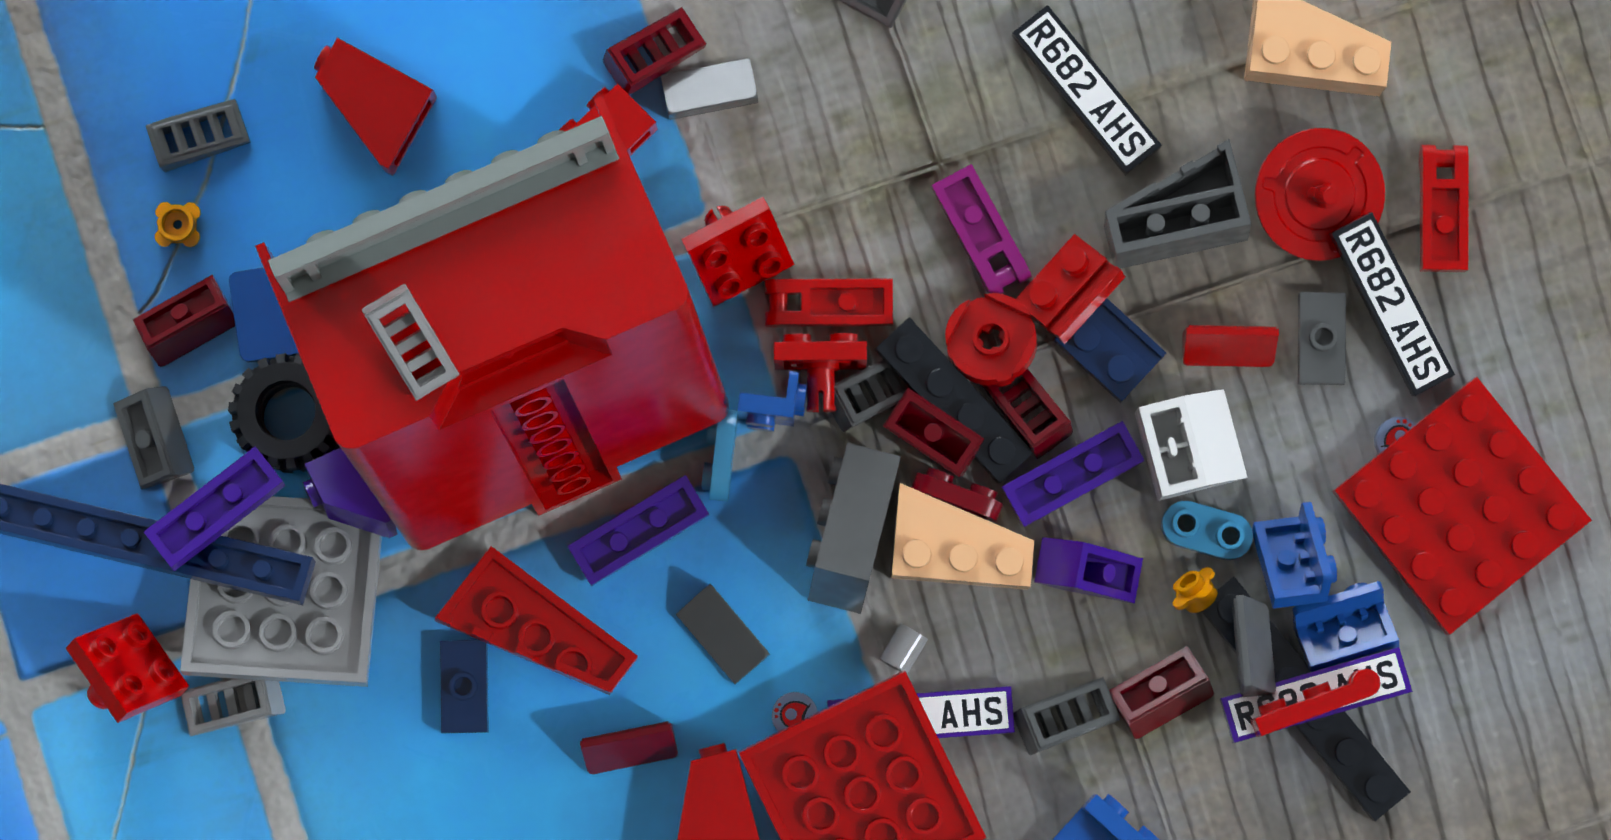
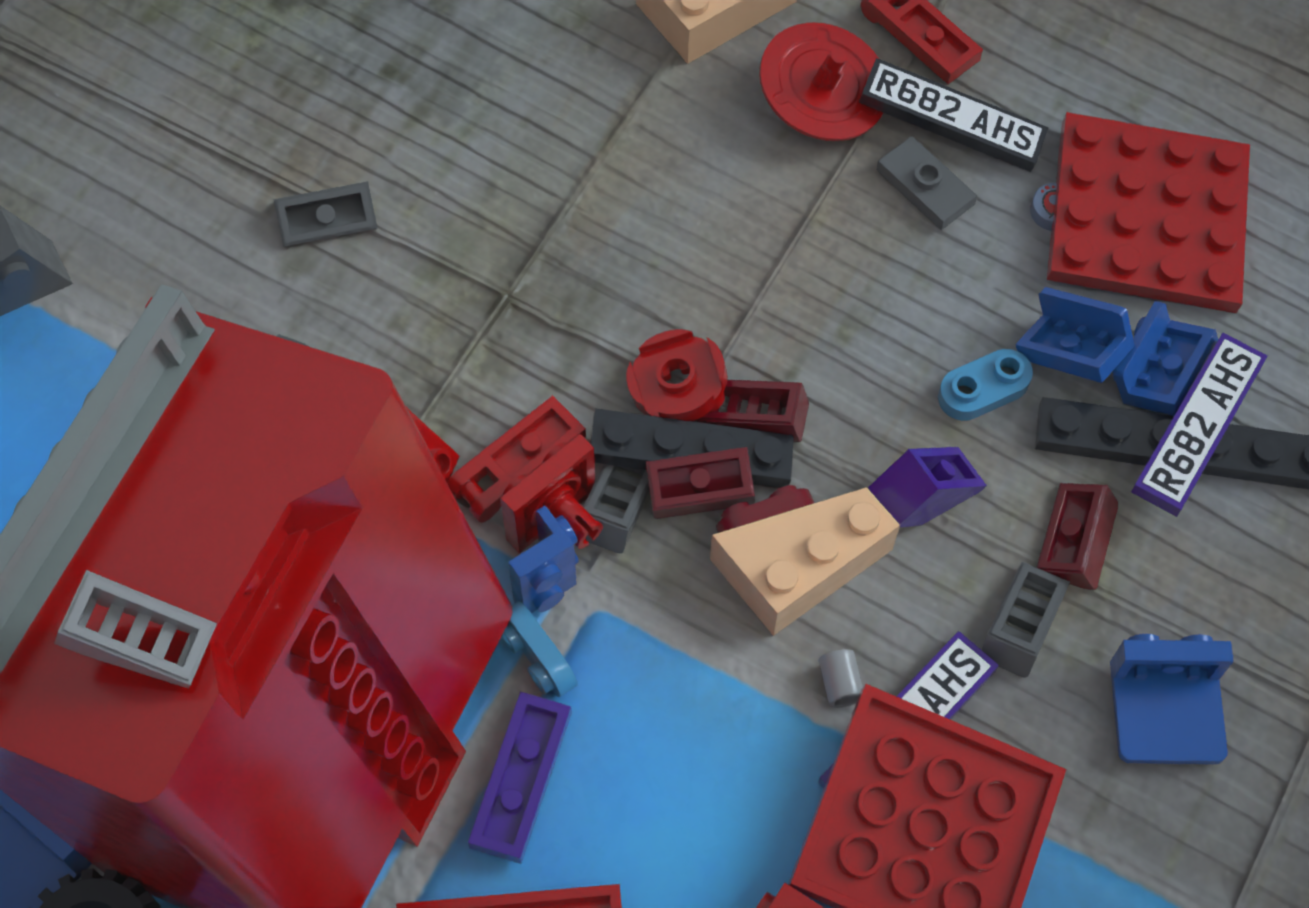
camera: 45 degrees left, 20 degrees down
(722, 634) = (676, 800): dark grey slope -> none
(792, 709) = (796, 814): sand blue tile -> none
(852, 527) = (708, 613): dark grey wedge -> none
(980, 229) = (589, 308): magenta plate -> none
(1070, 288) = (703, 290): red plate -> none
(1072, 474) = (841, 426): dark purple plate -> none
(1086, 90) = (575, 153): tile -> none
(1113, 350) = (774, 315): dark blue plate -> none
(1182, 214) = (737, 170): dark grey wedge -> none
(1190, 443) = (905, 330): white slope -> none
(1195, 590) = (1025, 431): light orange plate -> none
(1229, 346) = (864, 237): red slope -> none
(1253, 647) = (1116, 426): dark grey slope -> none
(1317, 701) = (1213, 414): red plate -> none

